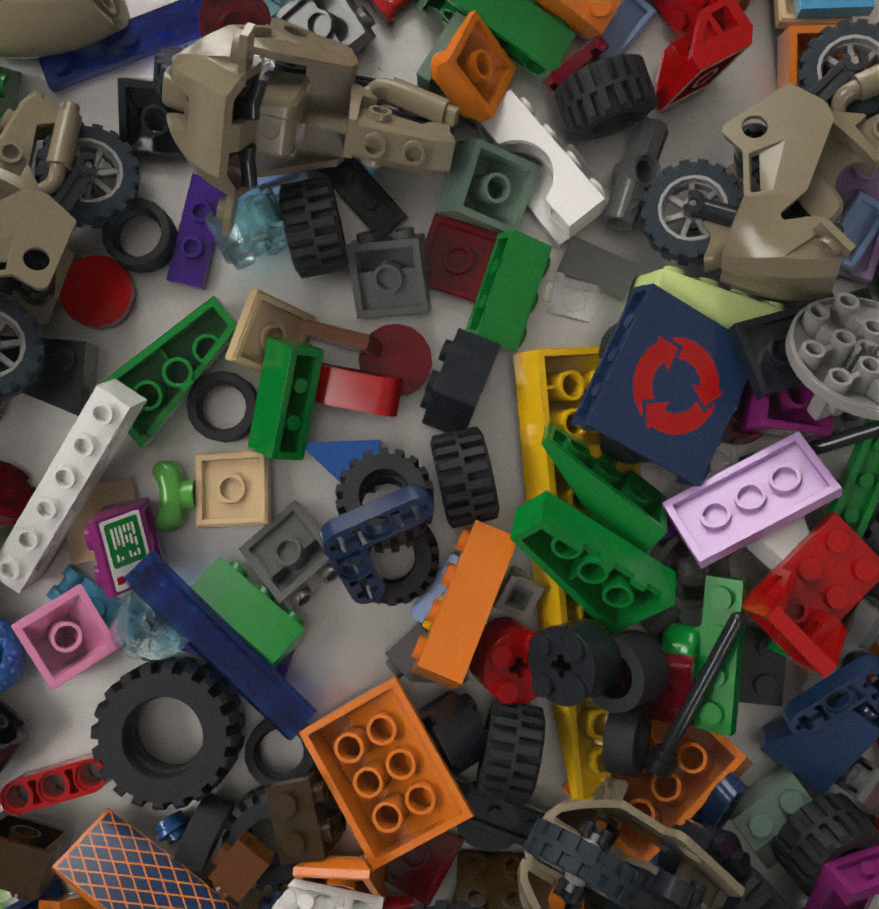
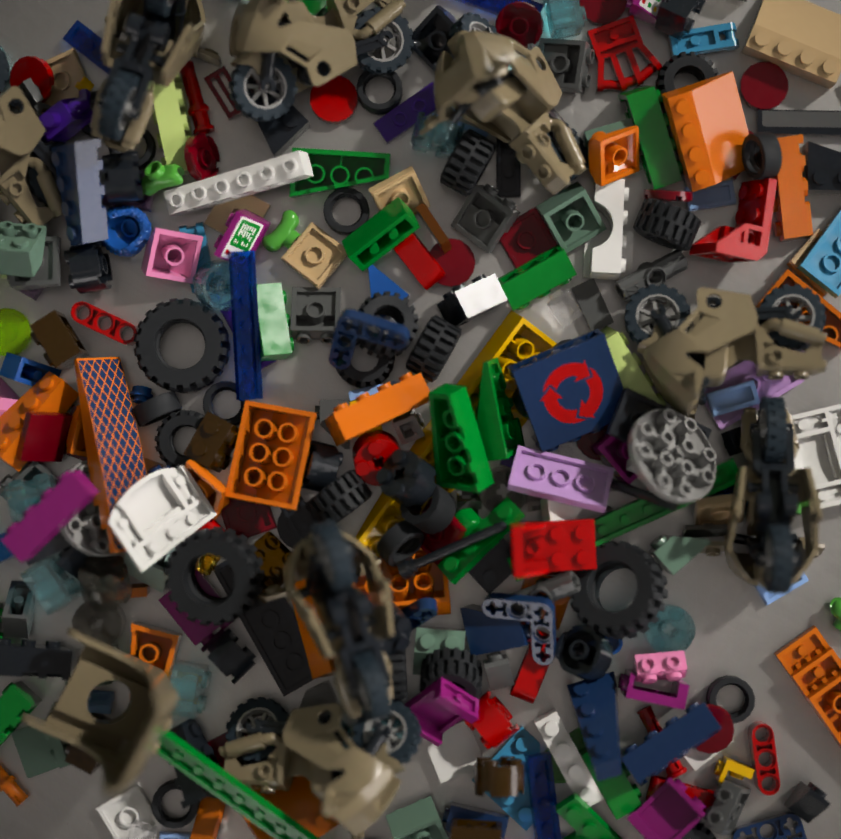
camera: 45 degrees right, 0 degrees up
(239, 865) = (164, 436): reddish brown brick -> none

